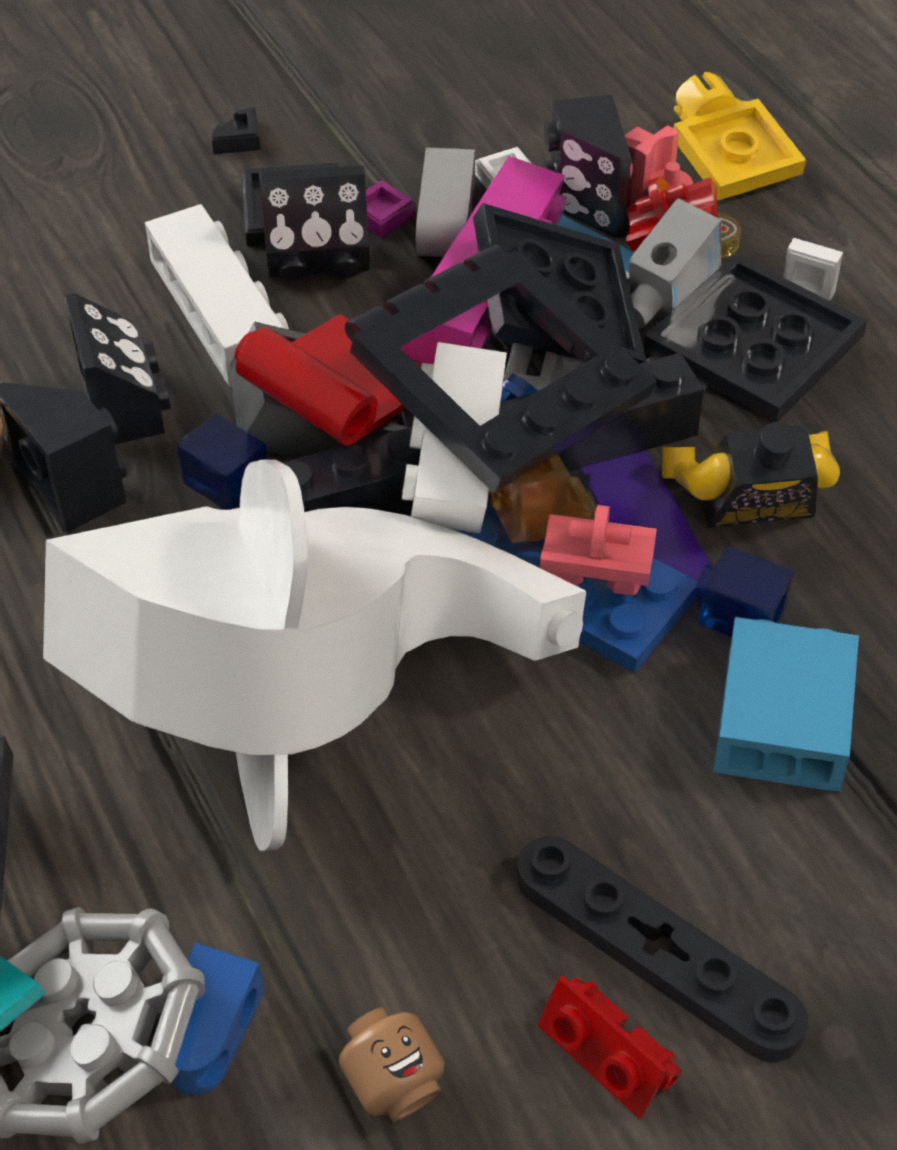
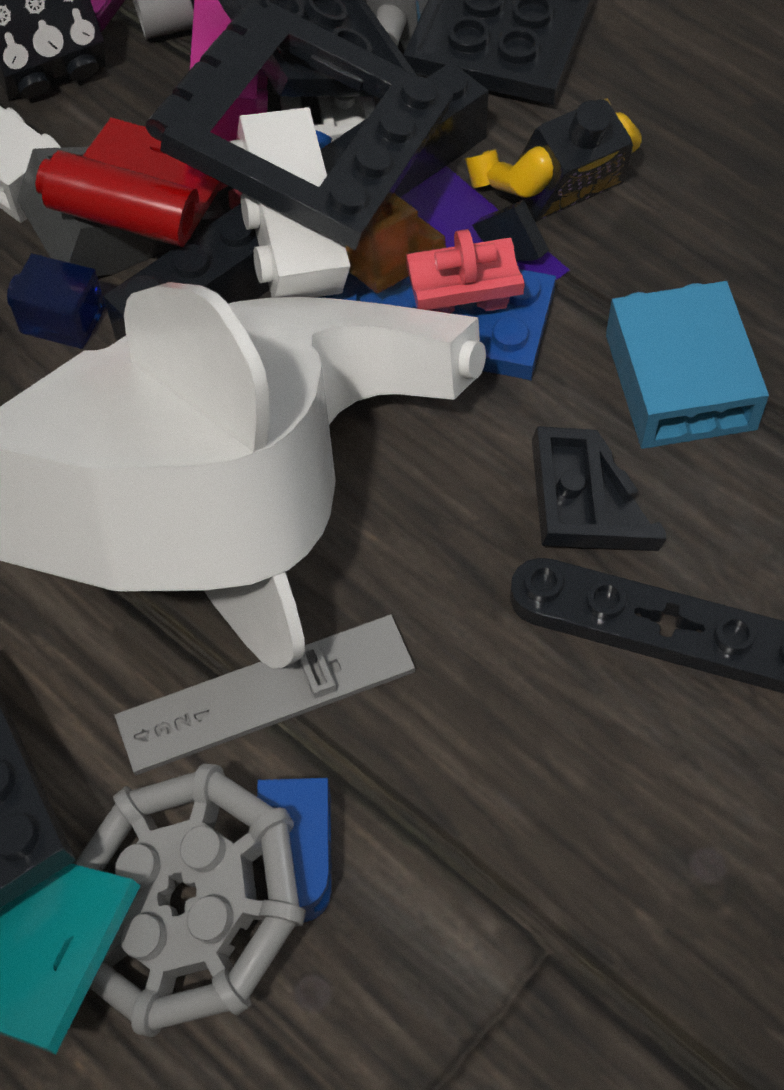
camera: 20 degrees left, 10 degrees up
(249, 877) = (262, 695): none -> light grey piece
(391, 1063) = (489, 824): medium nougat head -> none
(592, 1033) = (684, 742): red hinge -> none
(633, 796) = (586, 495): none -> black wing
(677, 529) = (514, 223): none -> black tile
(741, 588) = (599, 272): clear blue brick -> none

